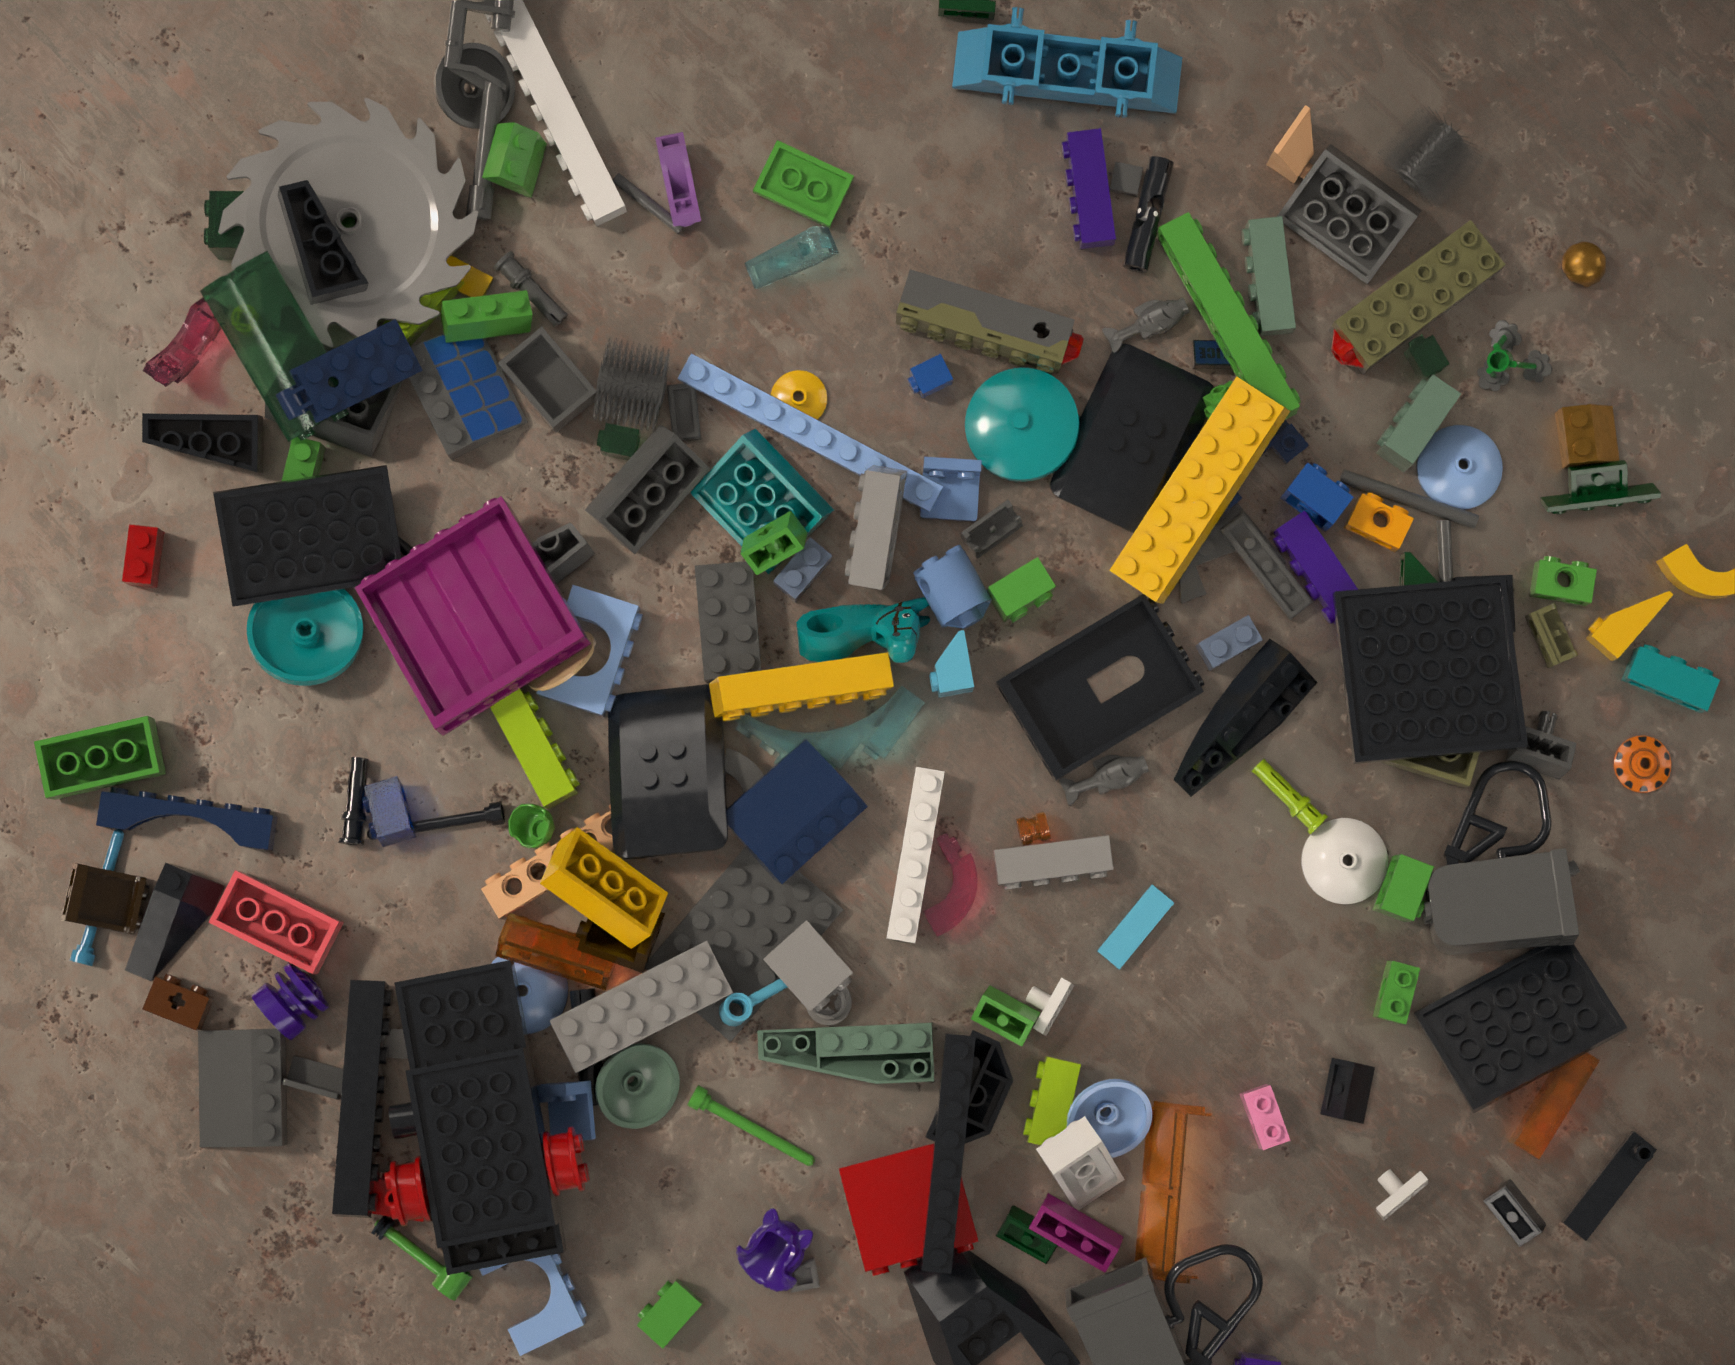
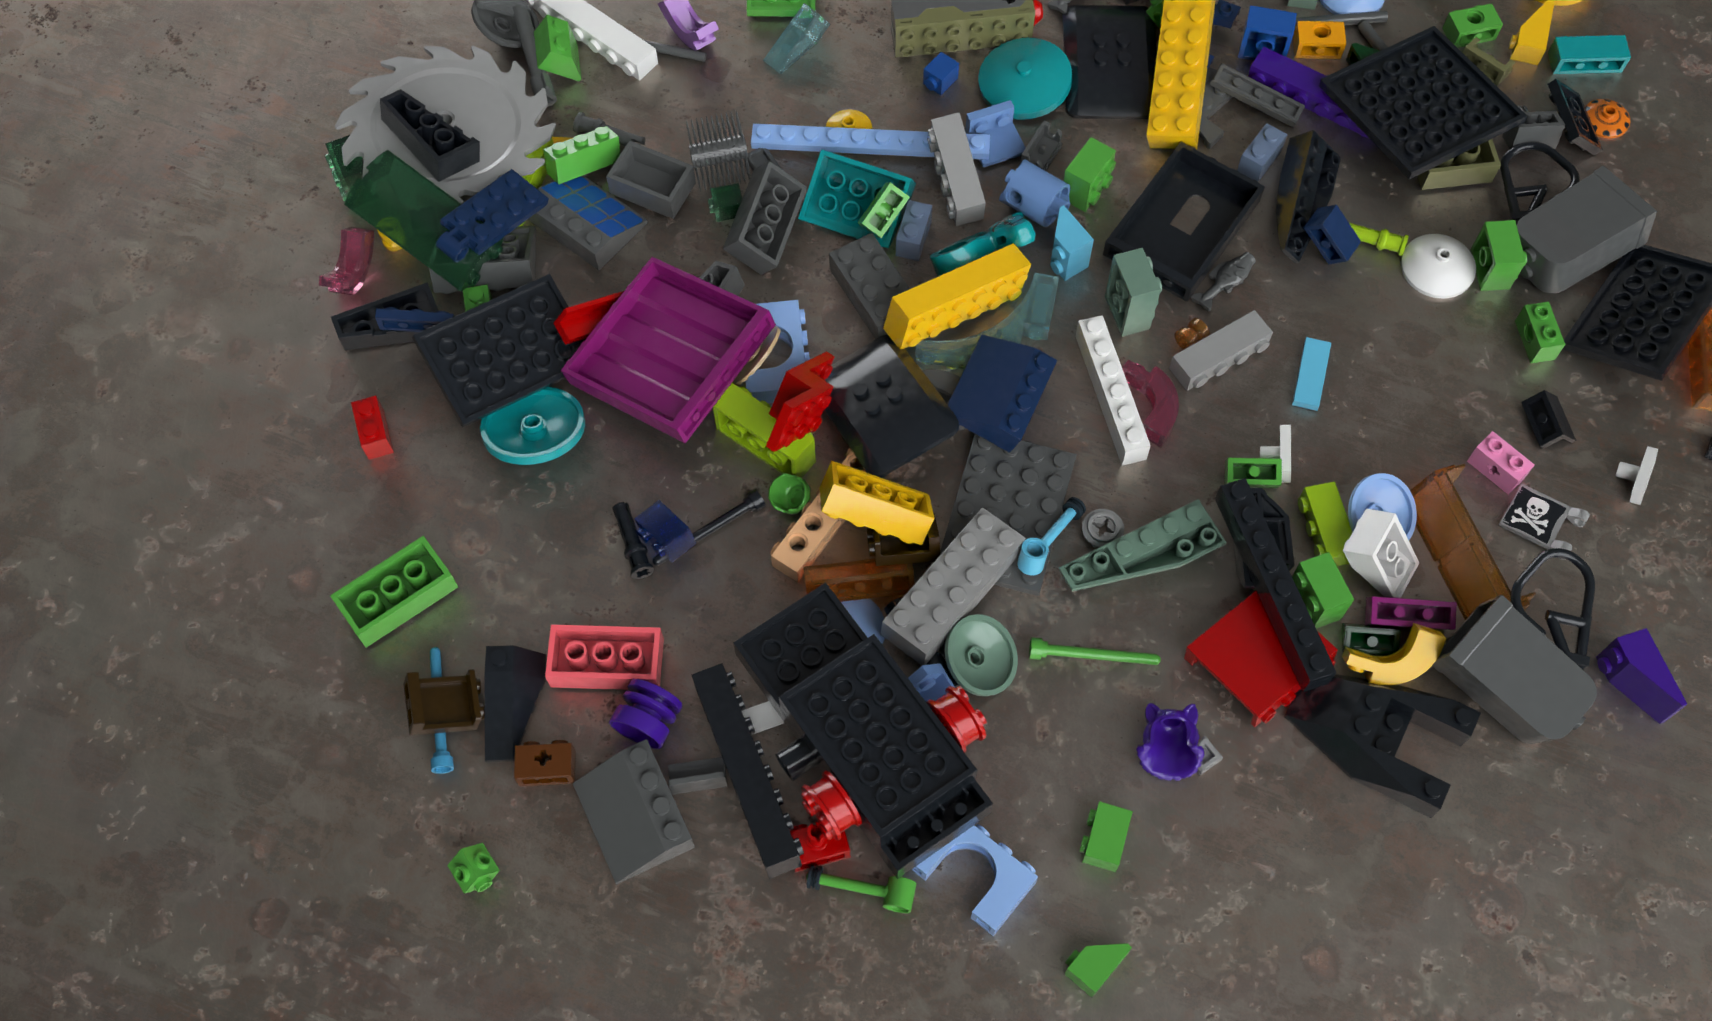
camera: 20 degrees left, 20 degrees down
(73, 1079) = (473, 868): none -> bright green brick
(127, 812) = (438, 625): dark blue arch -> none
(227, 461) = (411, 321): none -> dark blue plate
(405, 535) = (581, 319): none -> red panel
(574, 752) = (801, 401): none -> red bracket
(809, 967) = (1075, 498): light grey panel -> none
(987, 761) = (1132, 291): none -> sand green brick
(998, 1172) = (1322, 589): none -> bright green brick
(1034, 1279) = (1402, 666): none -> yellow arch
(1242, 783) = (1332, 234): none -> dark blue brick
(1271, 1187) = (1540, 518): none -> flag
(1597, 756) = (1574, 115): none -> black plate

